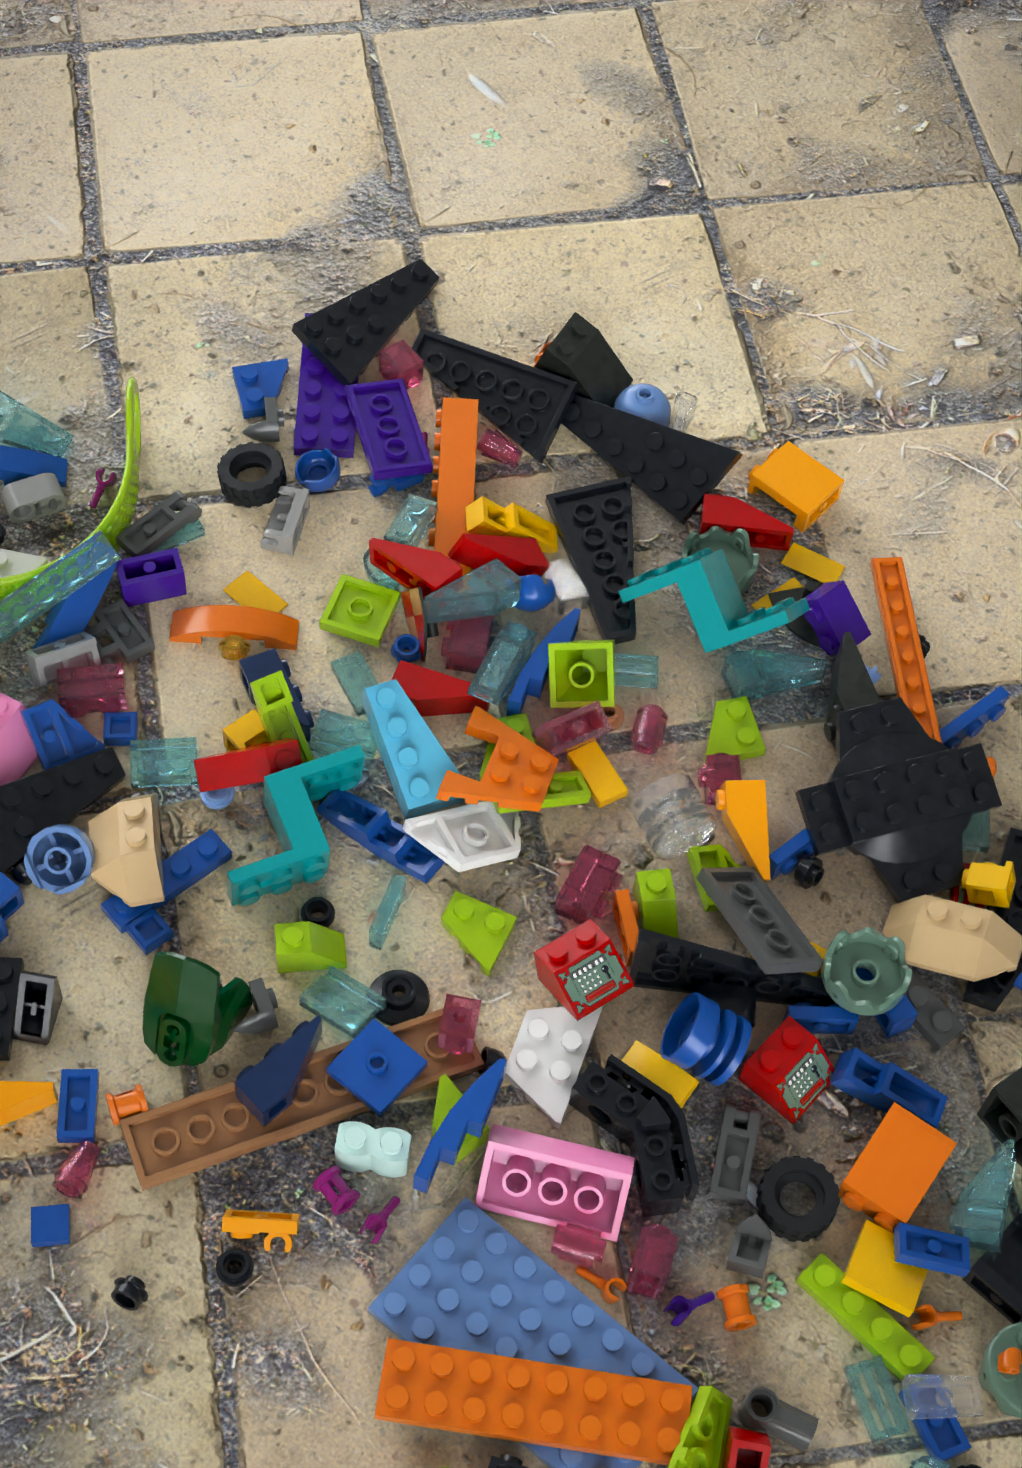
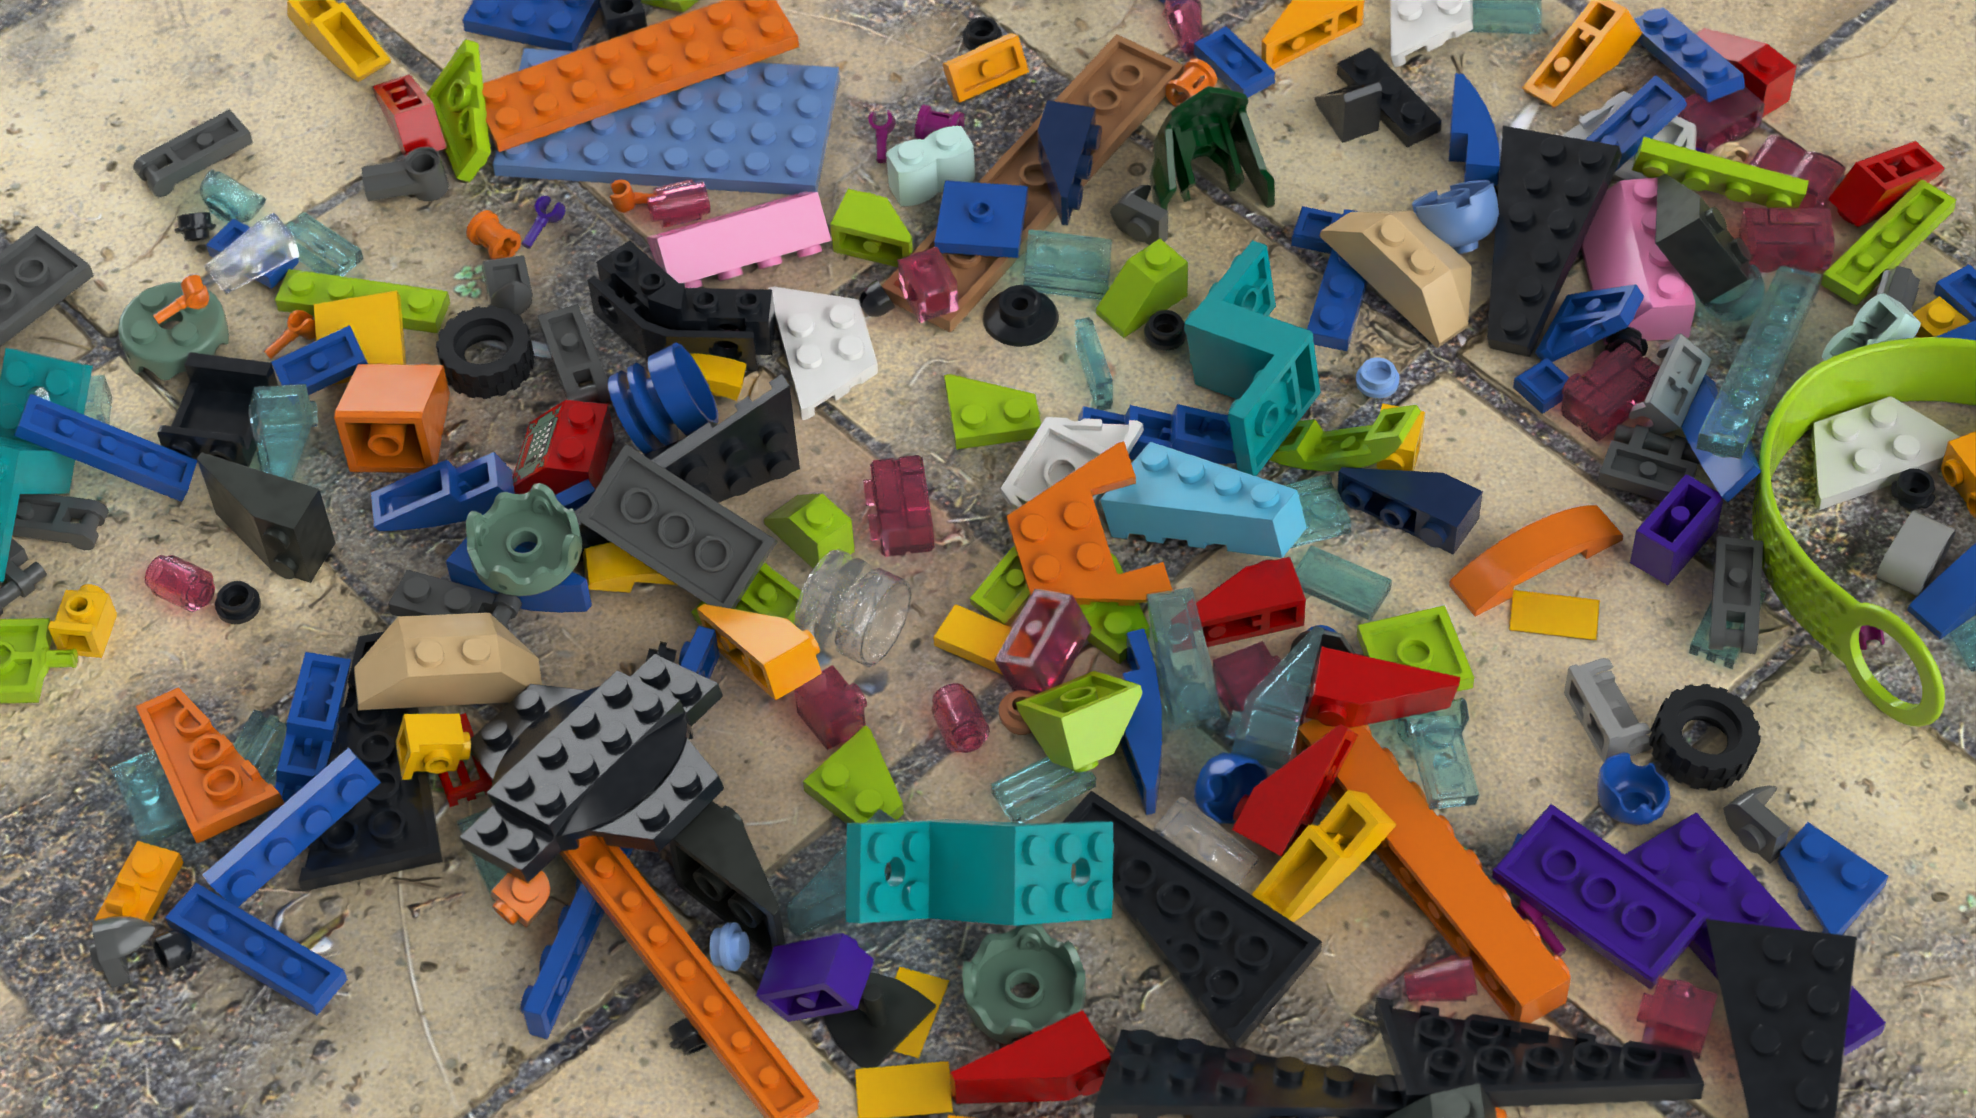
camera: 155 degrees right, 5 degrees down
(163, 762) = (1464, 379): clear light blue plate -> none
(234, 647) = (1508, 520): clear yellow plate -> none
(246, 764) = (1344, 396): red slope -> none
(465, 1117) = (853, 193): blue slope -> none
(582, 969) = (844, 412): red slope -> none
(626, 914) = (814, 477): orange plate -> none
(651, 1261) = (595, 204): clear pink brick -> none

